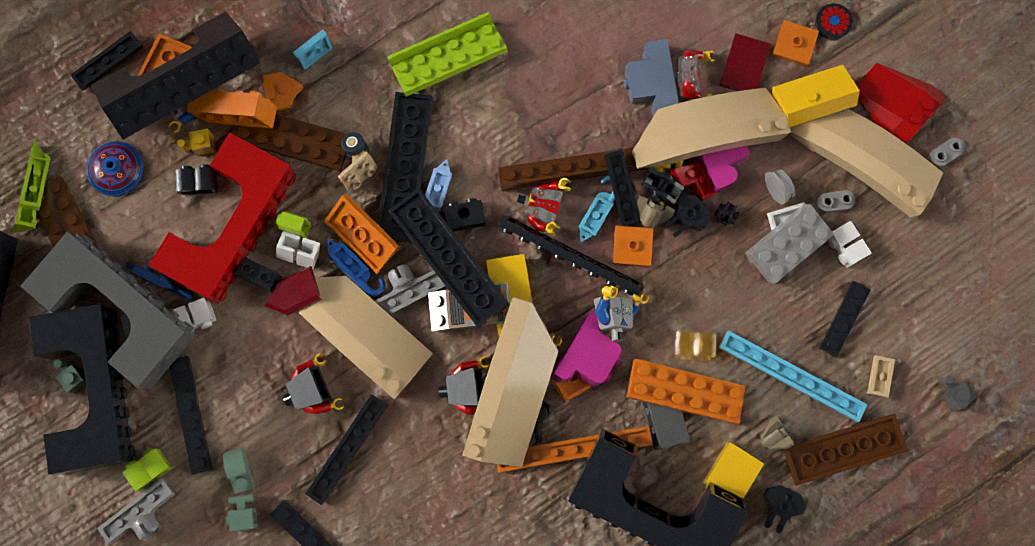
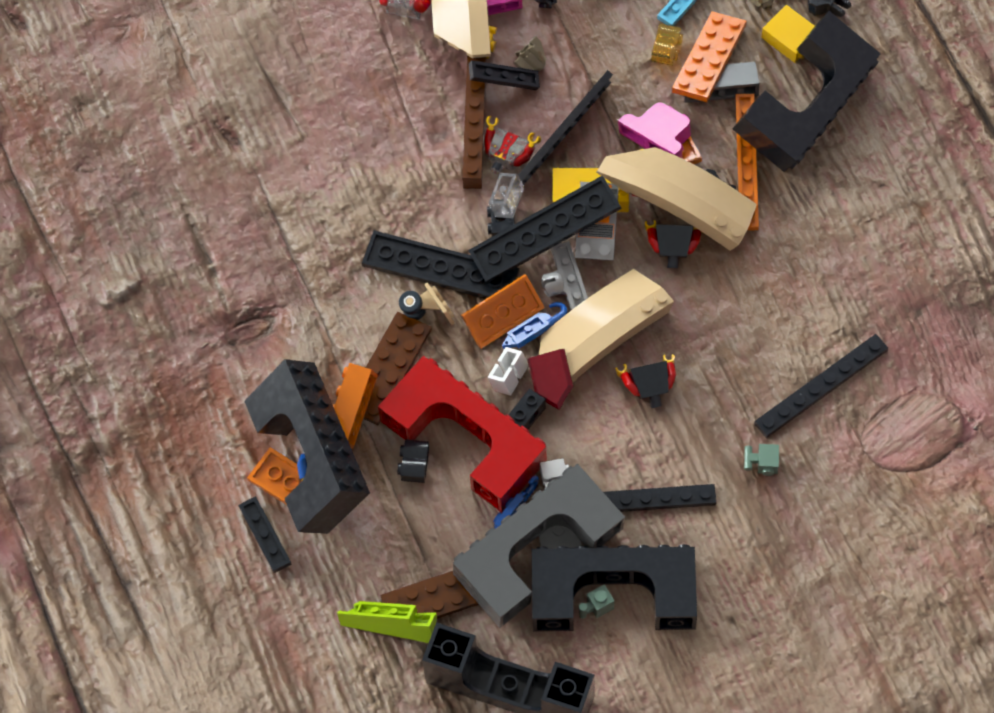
camera: 75 degrees left, 15 degrees down
(123, 176) = (387, 553): dish -> none
(138, 514) = (748, 555): light grey plate -> none
(147, 469) = (706, 542): lime brick -> none
(200, 142) = (375, 452): yellow brick -> none
(238, 470) = (718, 455): sand green brick -> none
(281, 89) = (331, 369): orange plate -> none
(293, 224) = (481, 368): lime brick -> none
(313, 49) = (302, 328): medium azure plate -> none
(346, 449) = (714, 357): black plate -> none
(439, 185) = (463, 237): light blue plate -> none
(447, 54) = (334, 211): lime bracket -> none
(479, 212) = (506, 195): none -> clear brick
(596, 213) = (521, 105): medium azure plate -> none
(616, 312) = (624, 100): torso -> none
(632, 246) = (560, 82): orange plate -> none
(652, 77) = (399, 36): sand blue brick -> none
(662, 186) = (511, 40): black hinge -> none
(687, 216) = (542, 27): black hinge -> none
(696, 176) = (504, 18): red tile -> none

